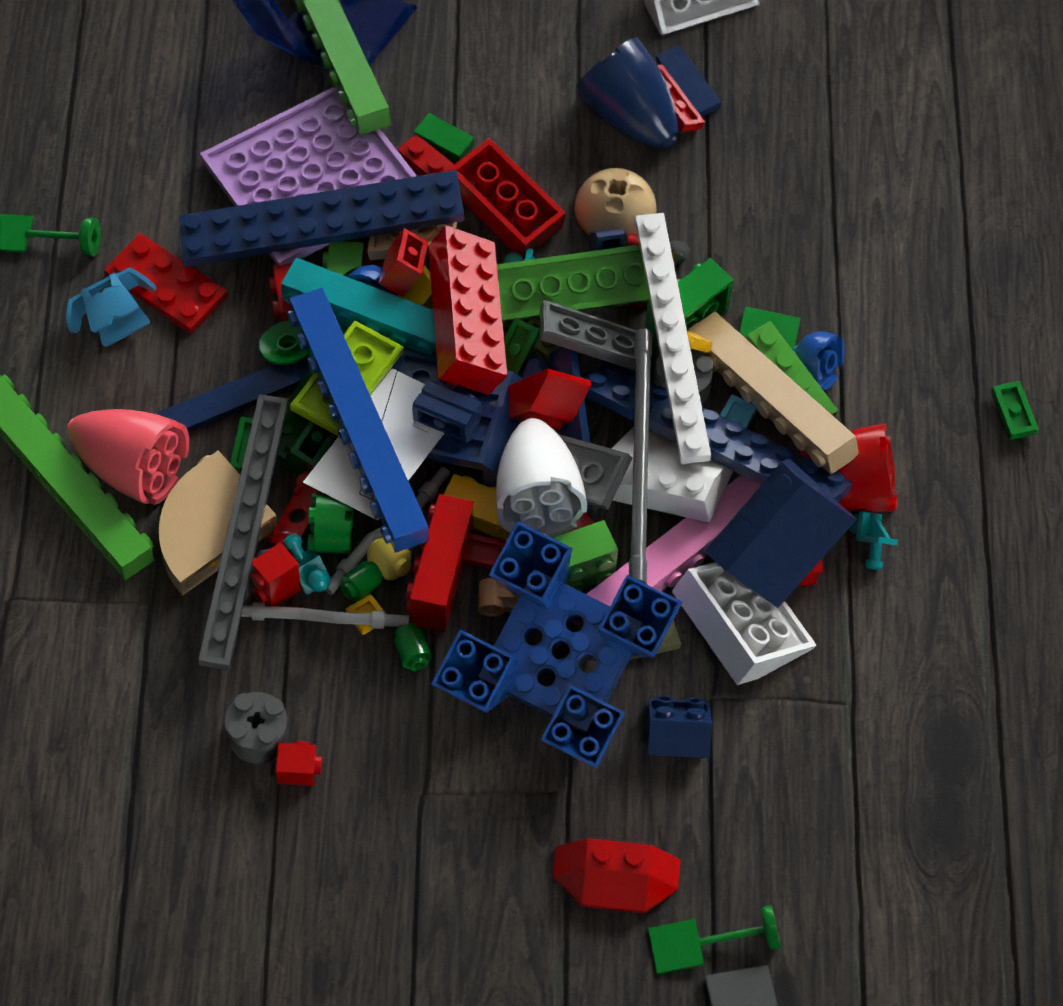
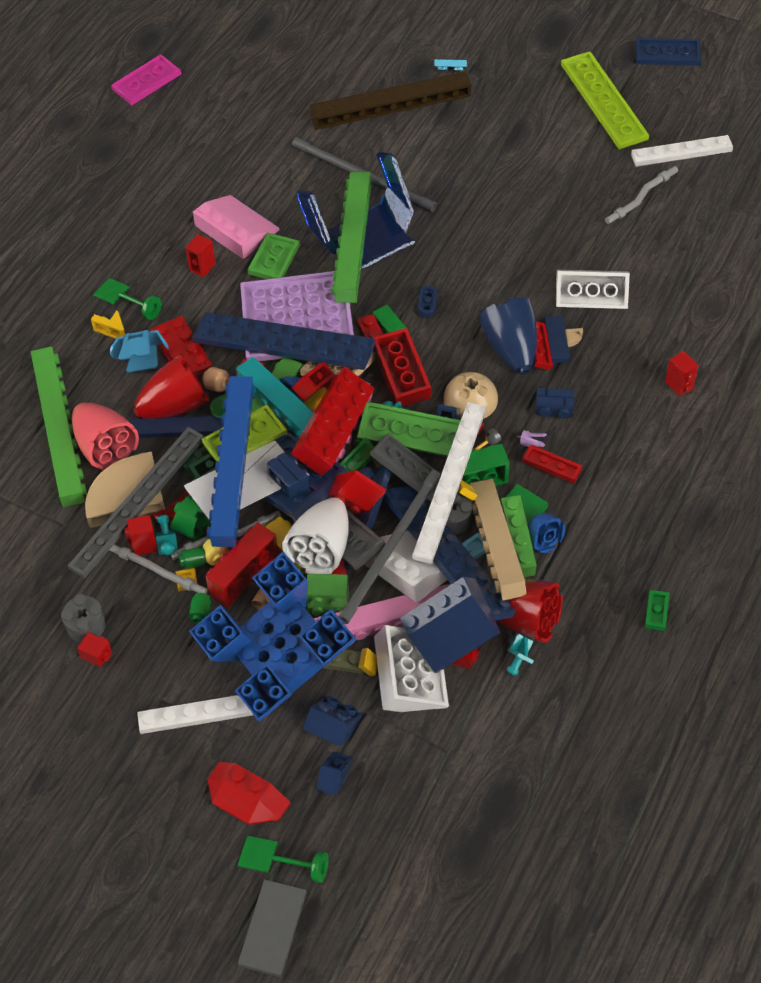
camera: 30 degrees right, 5 degrees down
(48, 288) = (112, 327): none -> yellow slope
(121, 132) = (200, 255): none -> red brick
(138, 69) = (233, 224): none -> bright pink slope
(197, 352) = (170, 392): none -> red cylinder
(225, 98) = (273, 257): none -> bright green plate
(247, 310) = (215, 379): none -> light nougat head
(484, 90) = (427, 301): none -> dark blue plate
(485, 794) = (192, 714): none -> white plate
(684, 630) = (368, 662): none -> yellow tile
(708, 68) = (573, 336): none -> tan tile
(720, 796) = (333, 773): none -> dark blue slope
(728, 241) = (526, 439): none -> lavender piece
(735, 173) = (554, 402): none -> dark blue brick
(776, 261) = (552, 464): none -> red plate
(885, 73) = (681, 373): none -> red brick

